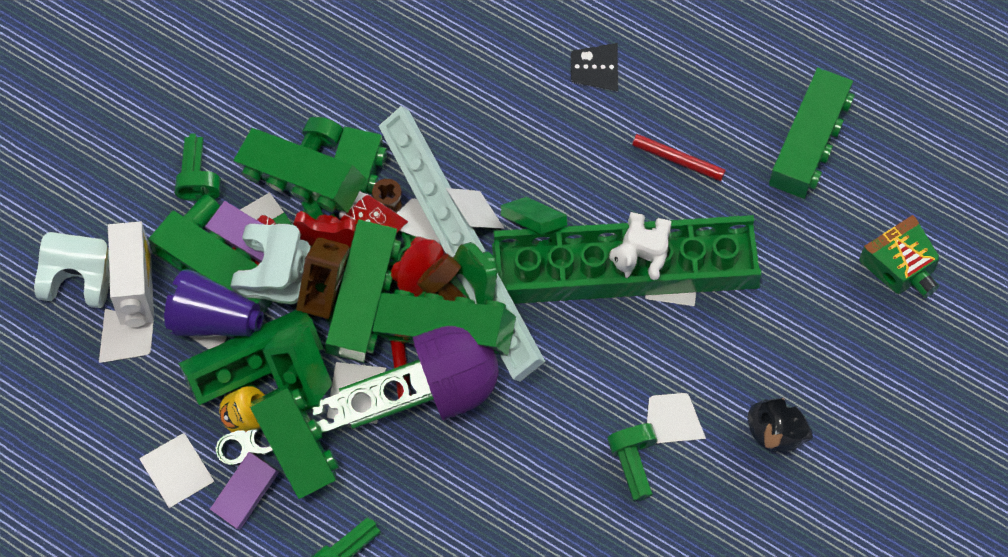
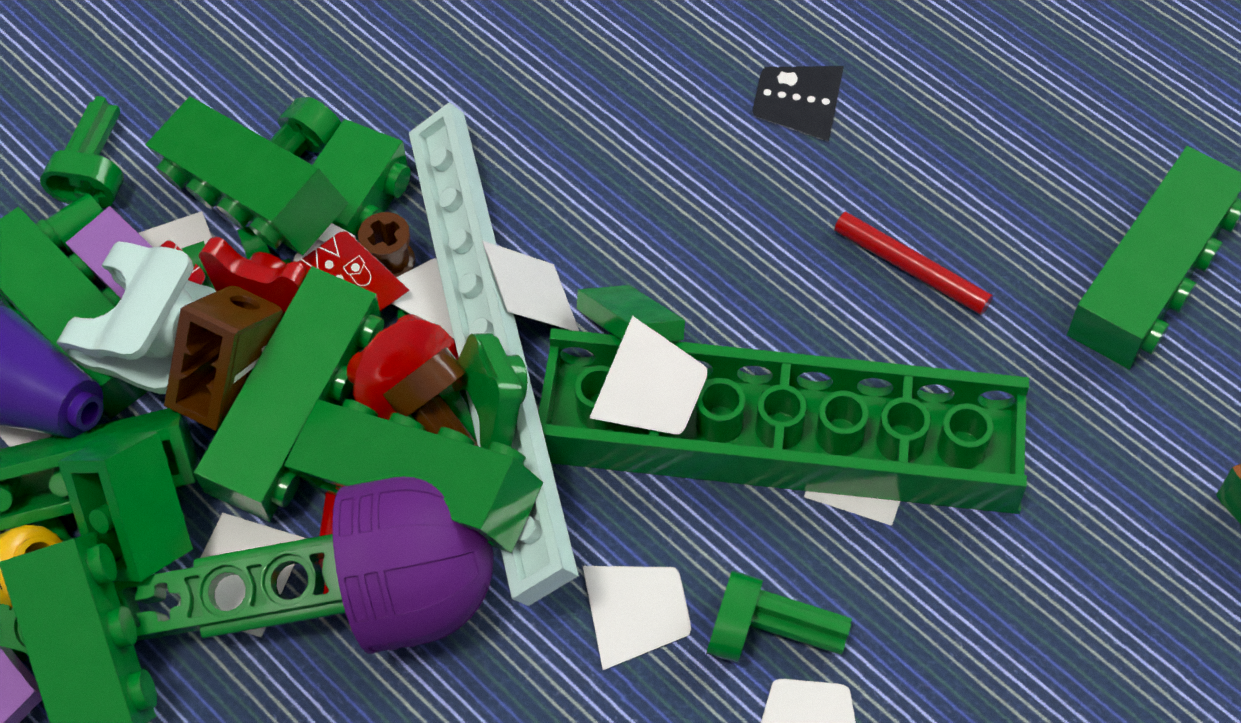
camera: 15 degrees right, 5 degrees down
(556, 253) = (650, 383): none -> white sticker
(570, 374) = (635, 610): none -> white sticker
(629, 361) = (748, 605): none -> green piece
(642, 243) = (813, 391): white animal -> none

